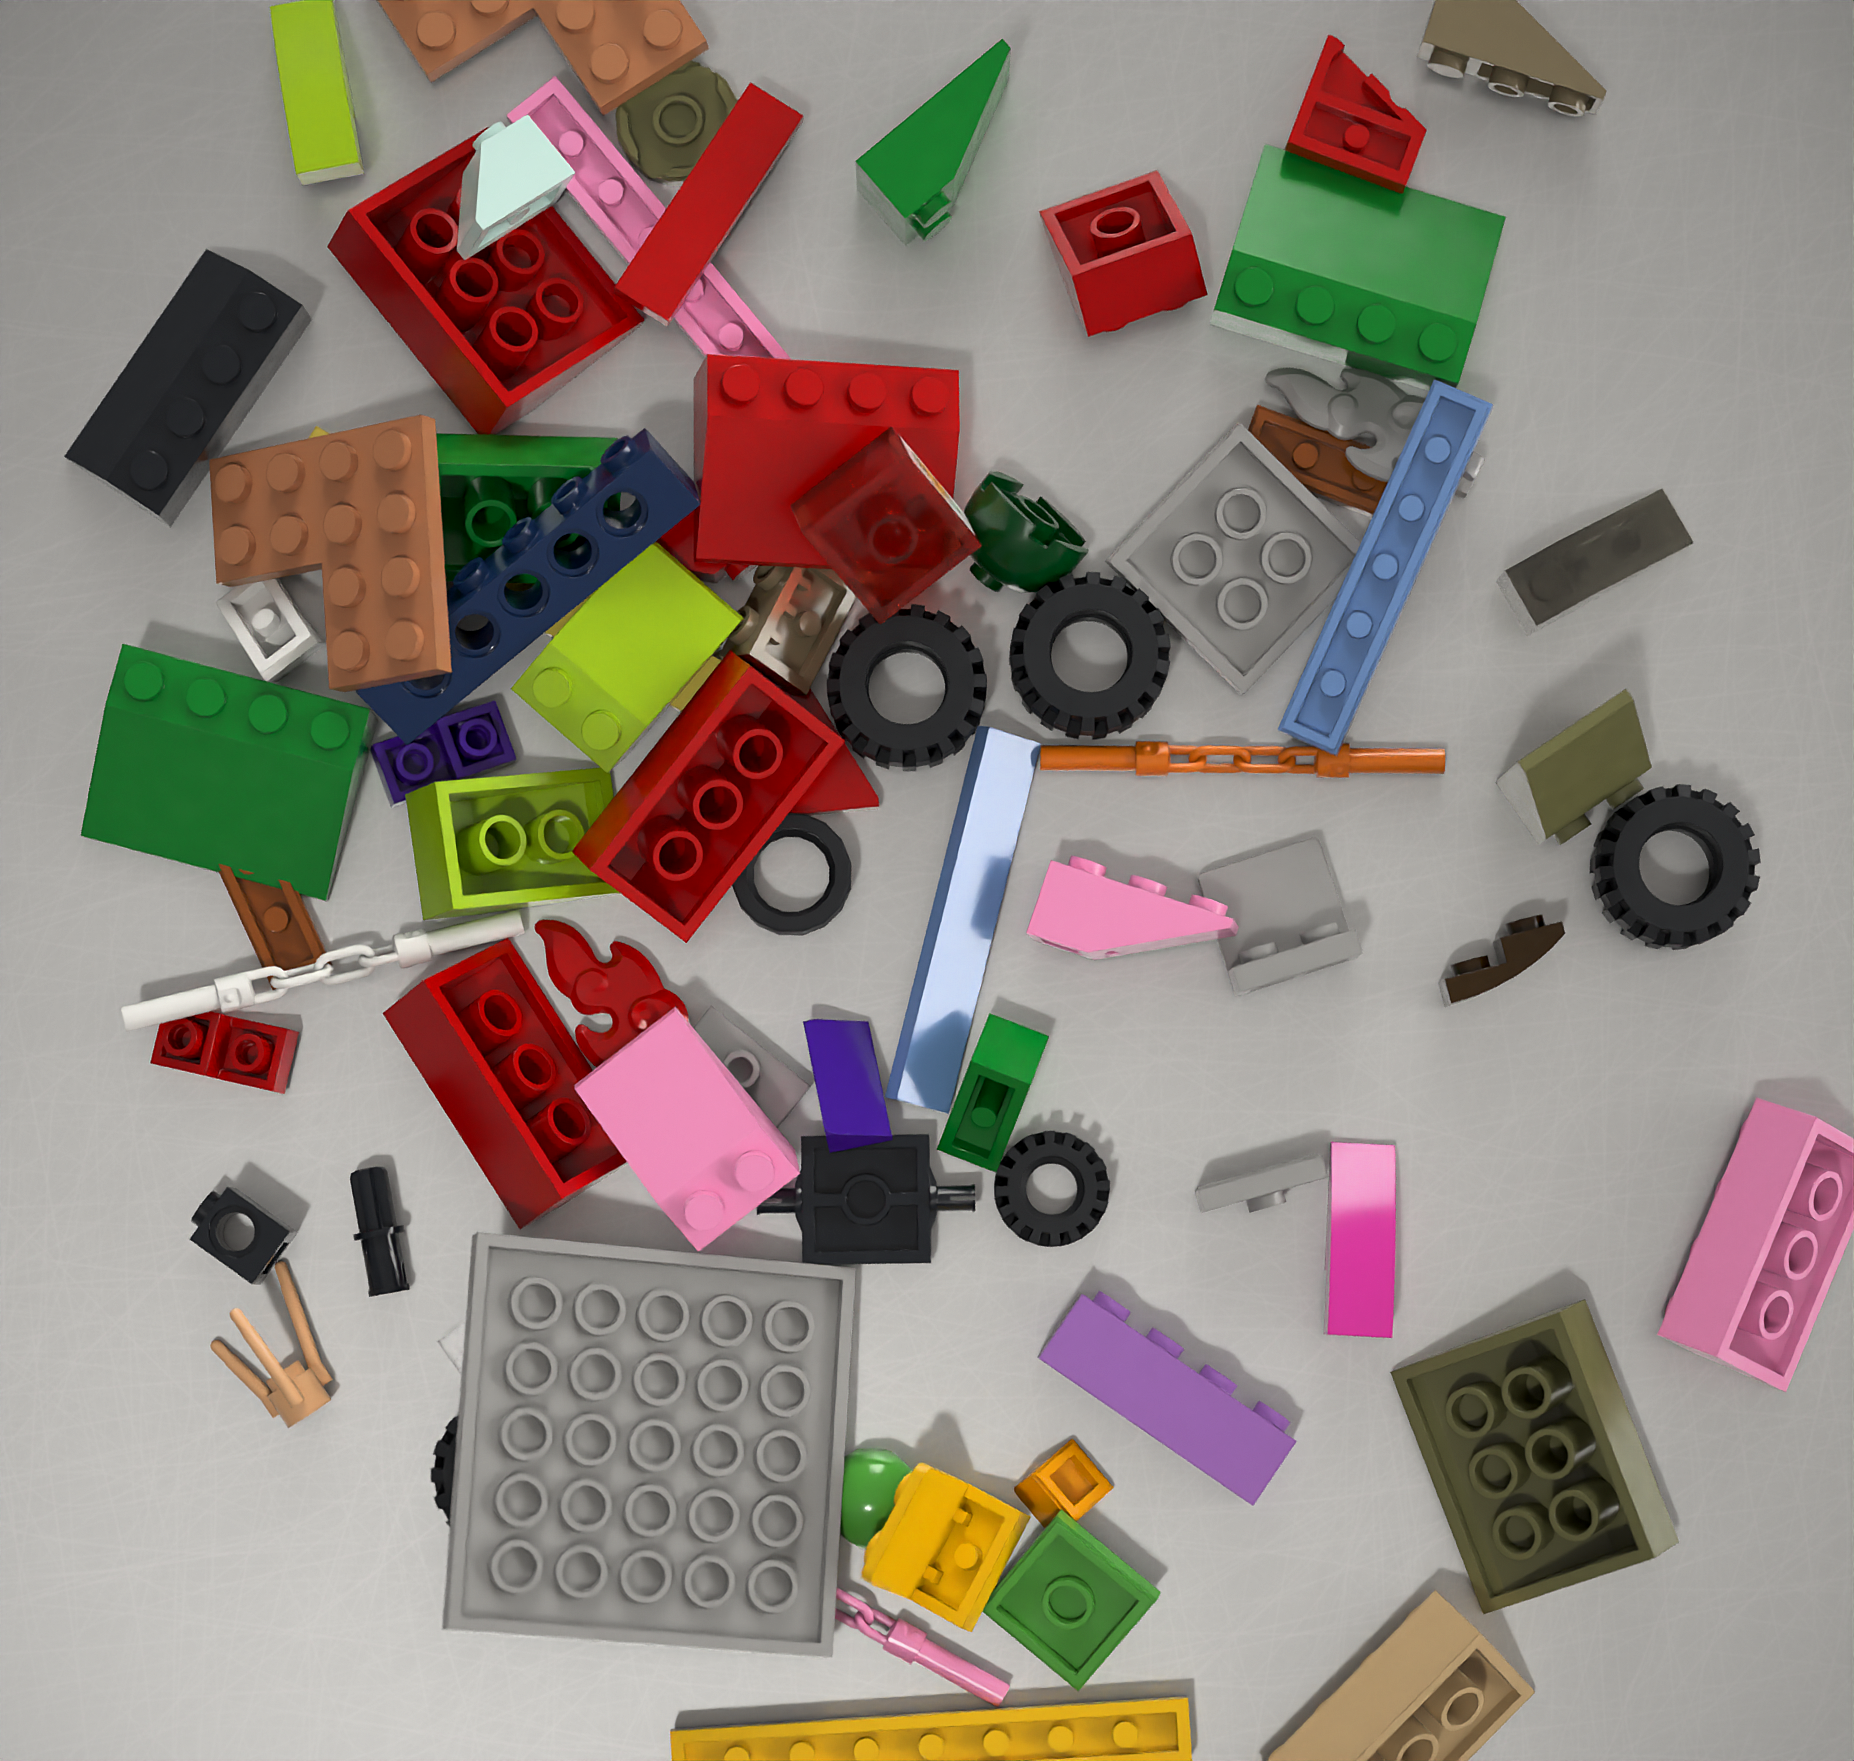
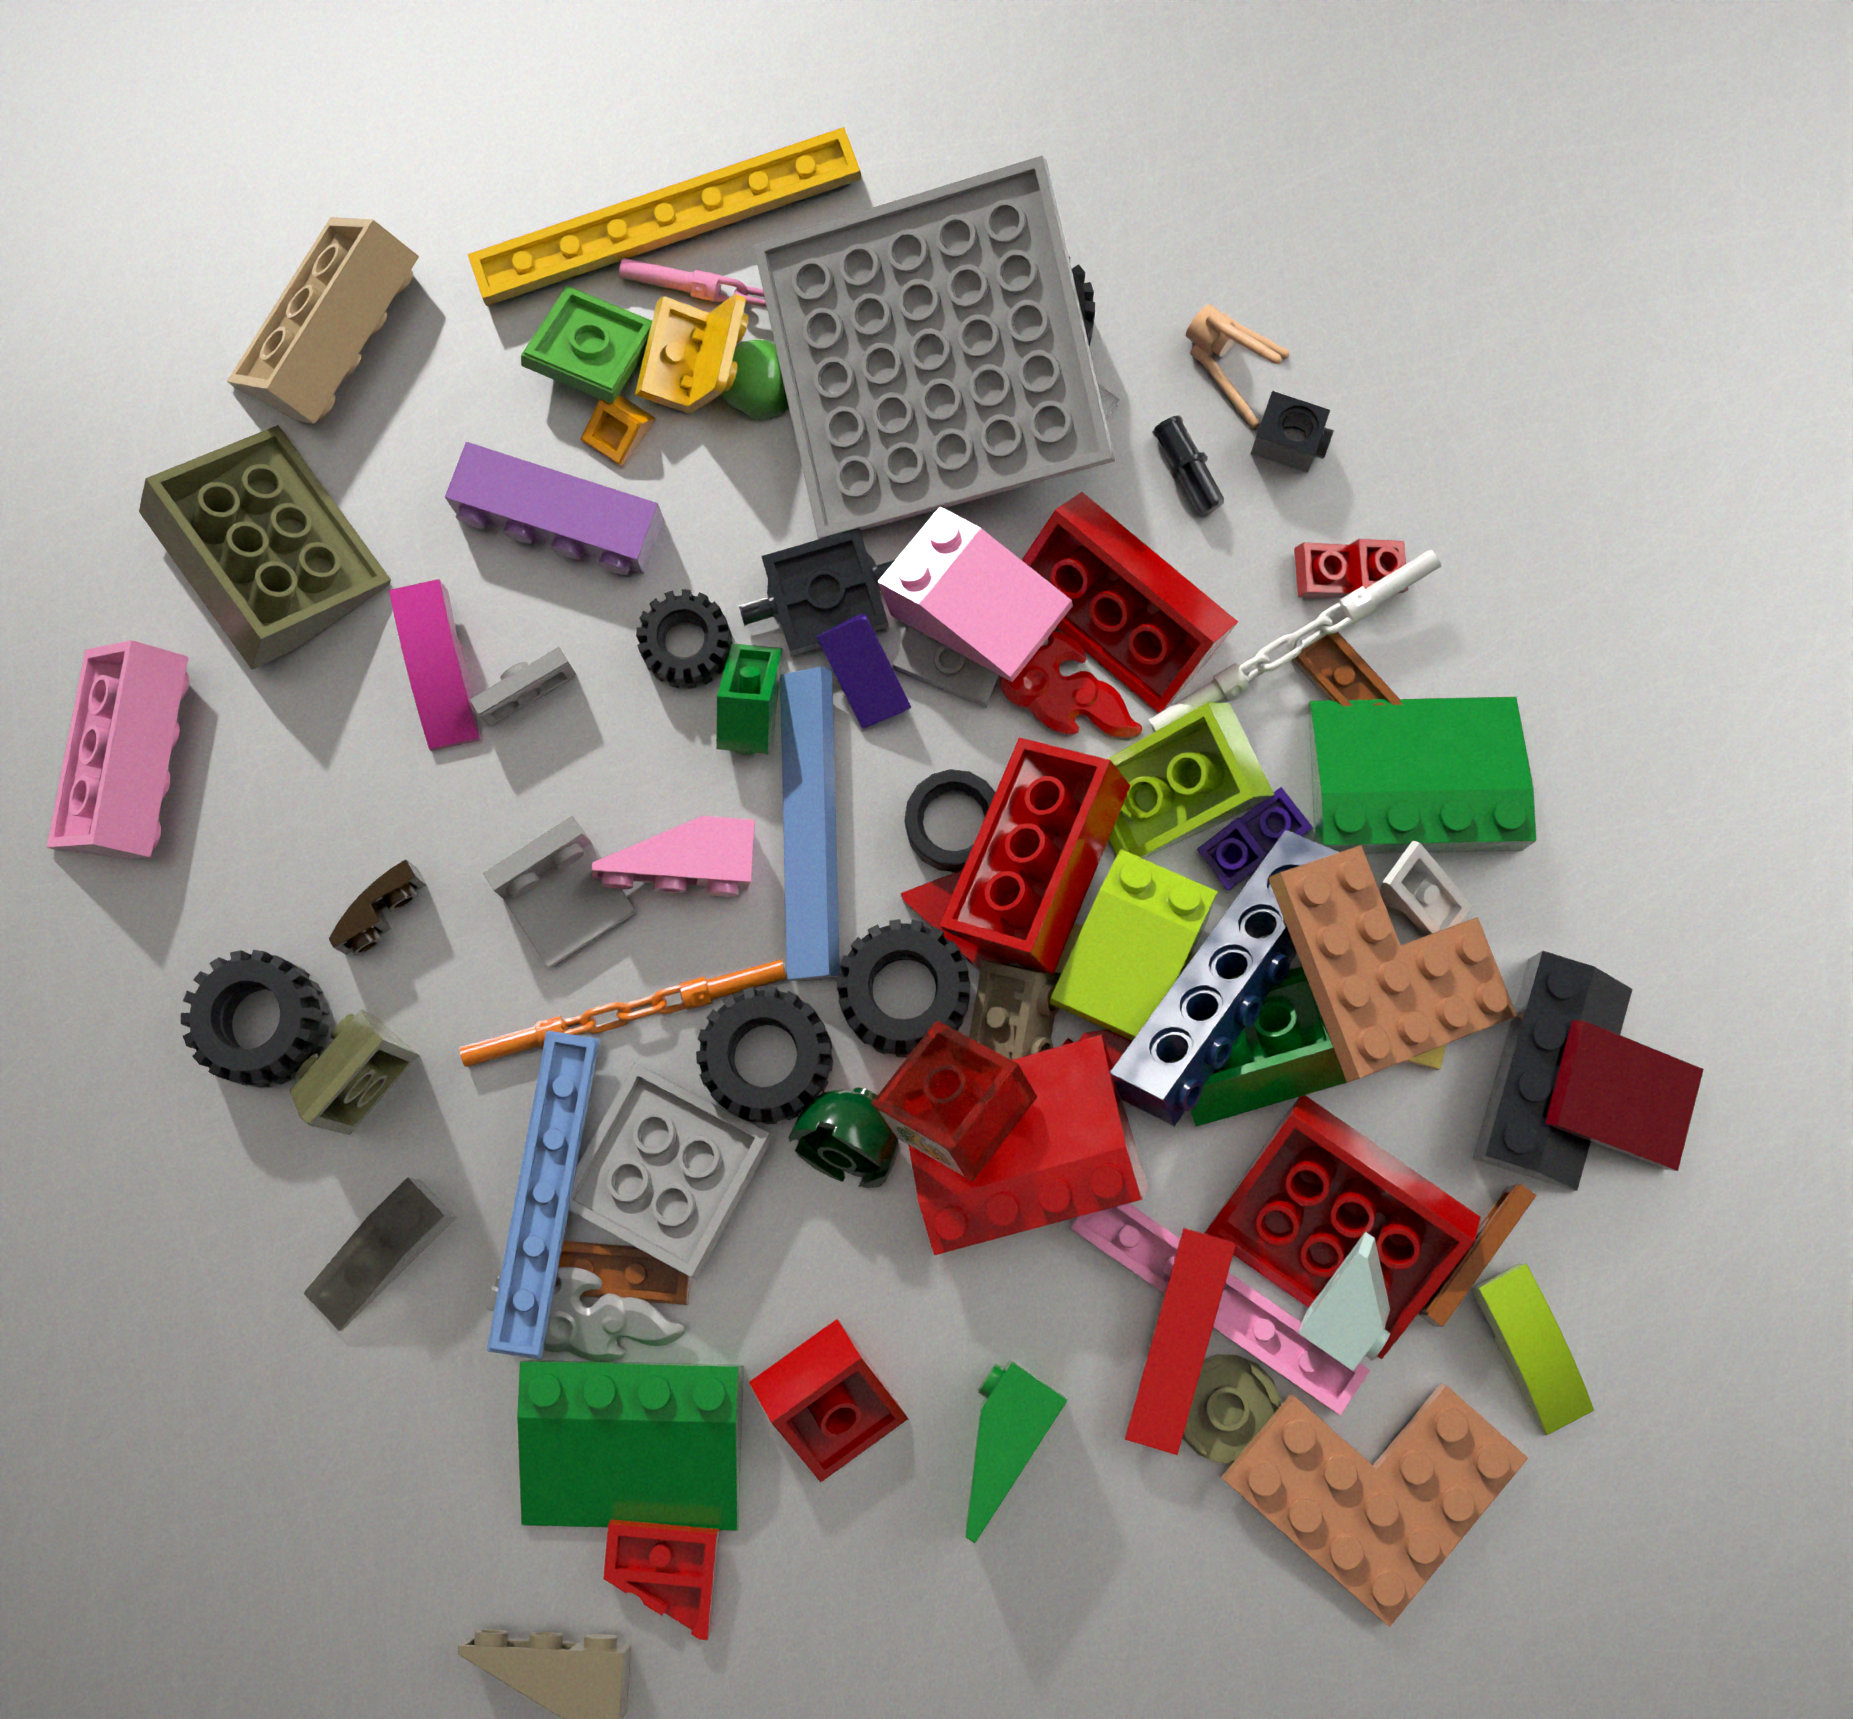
camera: 170 degrees right, 5 degrees down
(120, 330) = (1624, 1095): none -> dark red tile
(317, 226) = (1489, 1238): none -> dark orange tile

